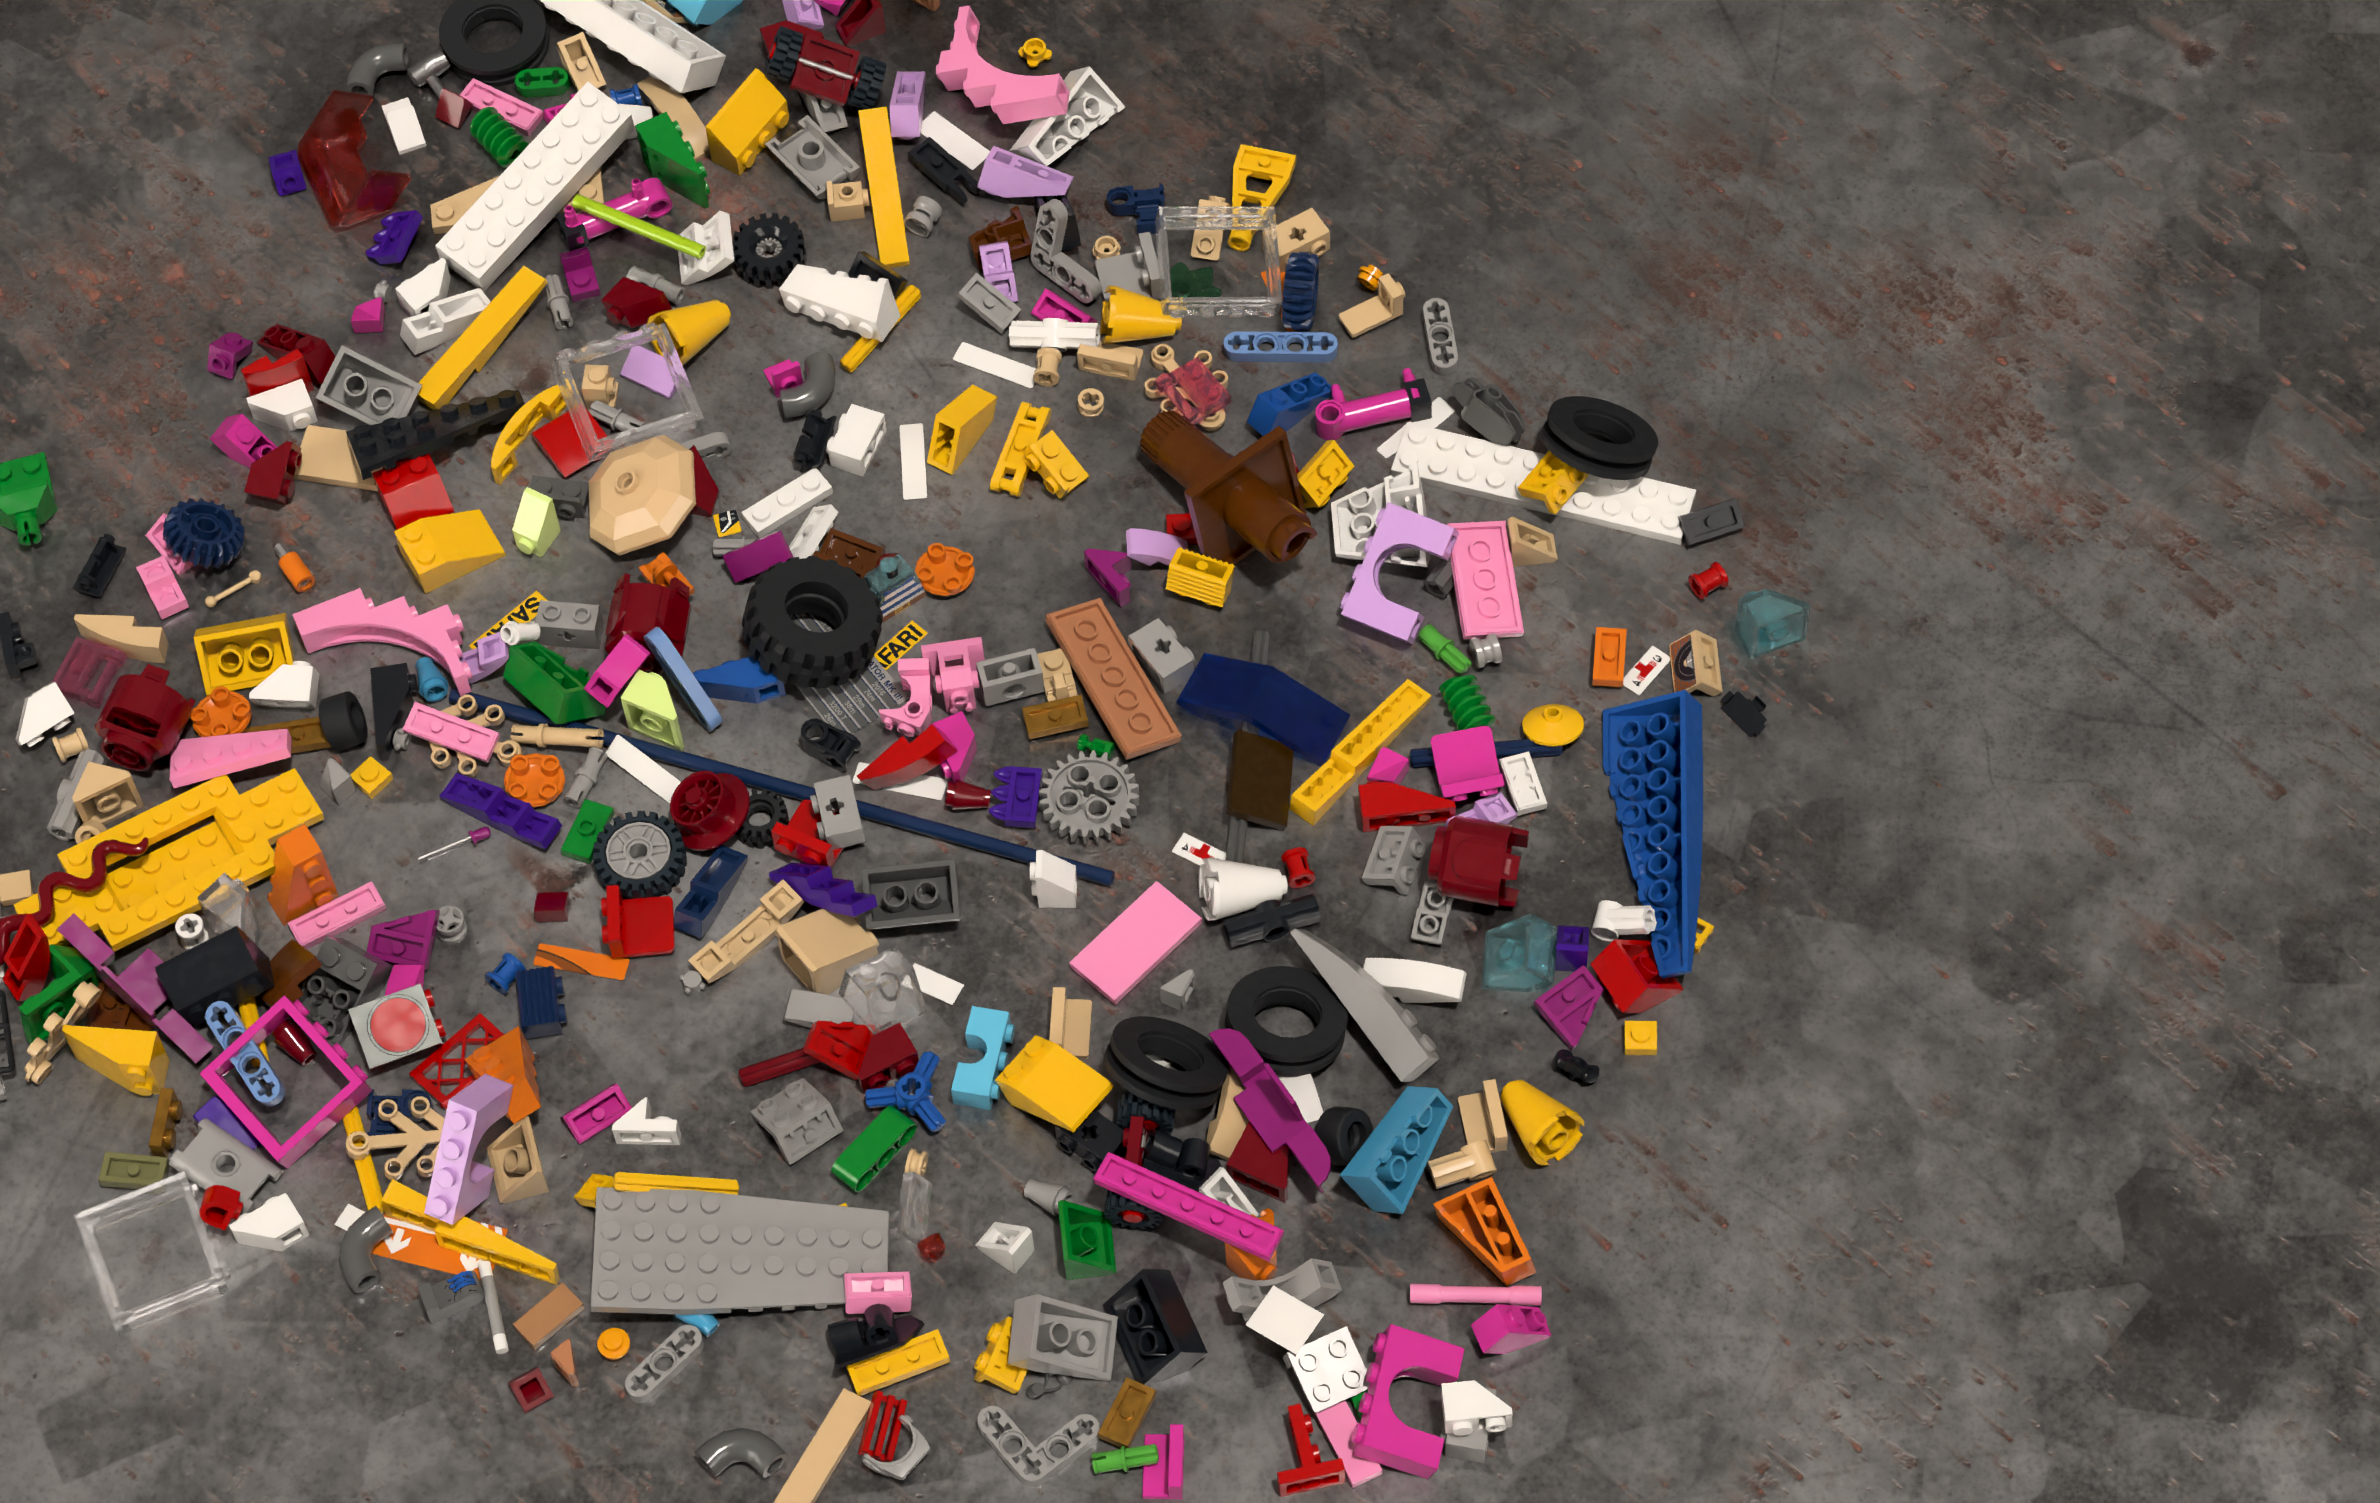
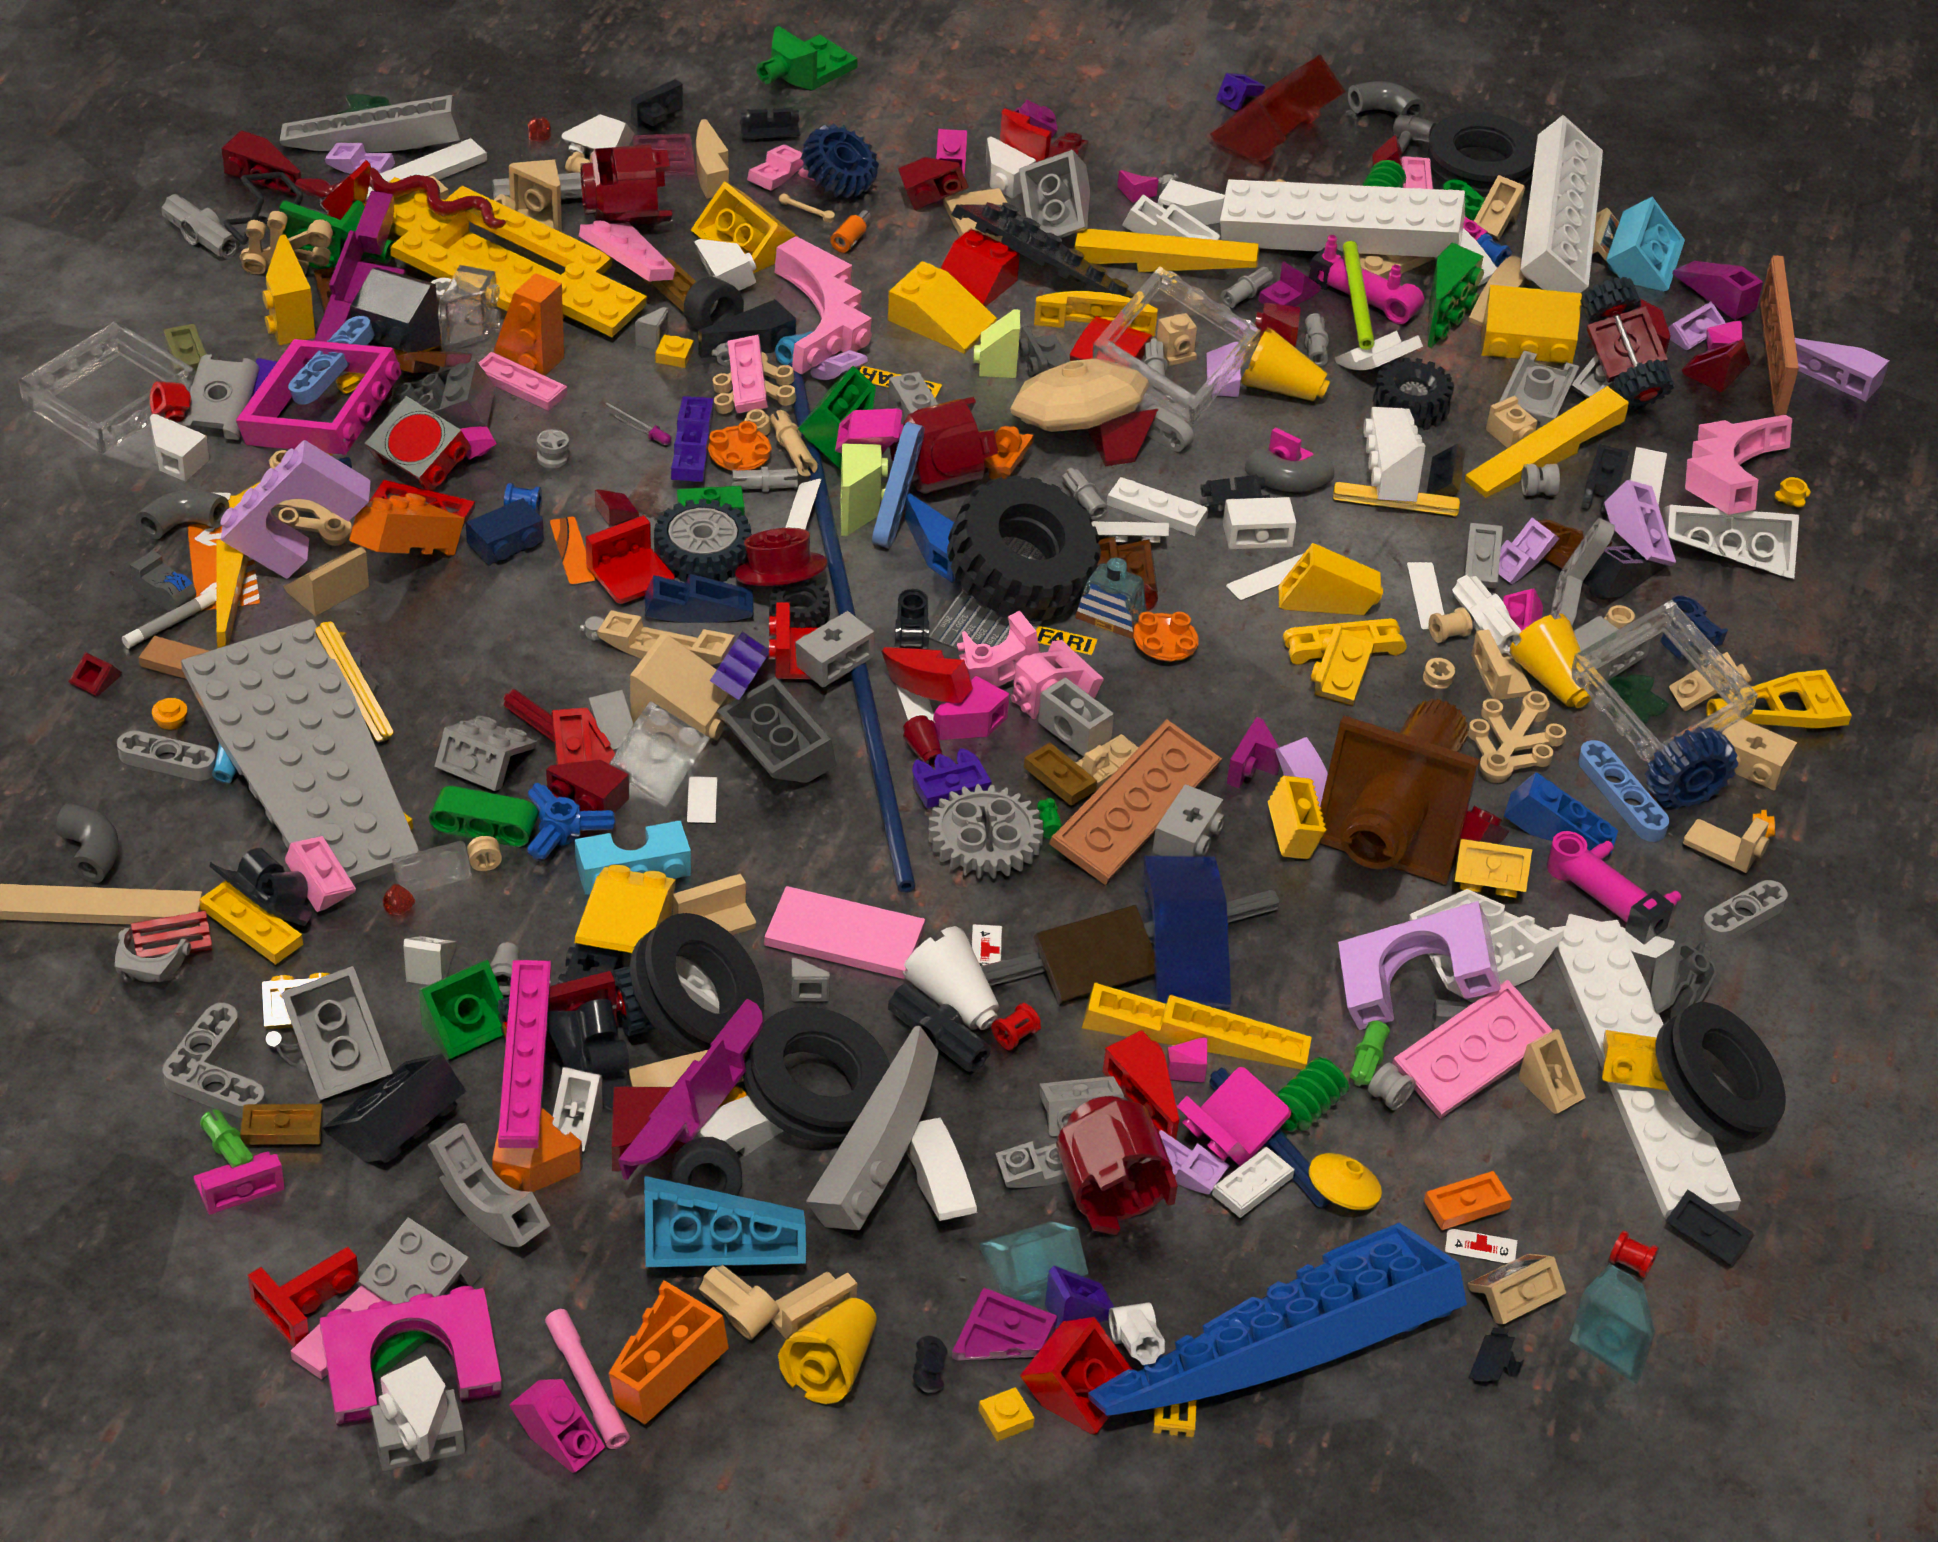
camera: 55 degrees right, 15 degrees down
(163, 1133) = (247, 344): pearl gold plate -> none
(221, 713) = (674, 241): orange dish -> none
(396, 237) = (1217, 173): dark purple plate -> none
(404, 125) = (1345, 137): white slope -> none
(405, 939) = (515, 423): magenta wing -> none
(515, 632) = (872, 366): white pin -> none
(565, 1362) = (130, 684): nougat slope -> none
(596, 1113) = (414, 614): dark pink slope -> none
(639, 1128) = (415, 645): white slope -> none
(727, 523) = (1105, 478): sticker -> none
(757, 556) = (1088, 495): magenta slope -> none
(907, 105) = (1649, 424): lavender slope -> none
(1053, 881) = (865, 831): white slope -> none
(1199, 385) = (1515, 741): clear pink plate -> none
(1284, 1320) = (447, 1200): white sticker -> none

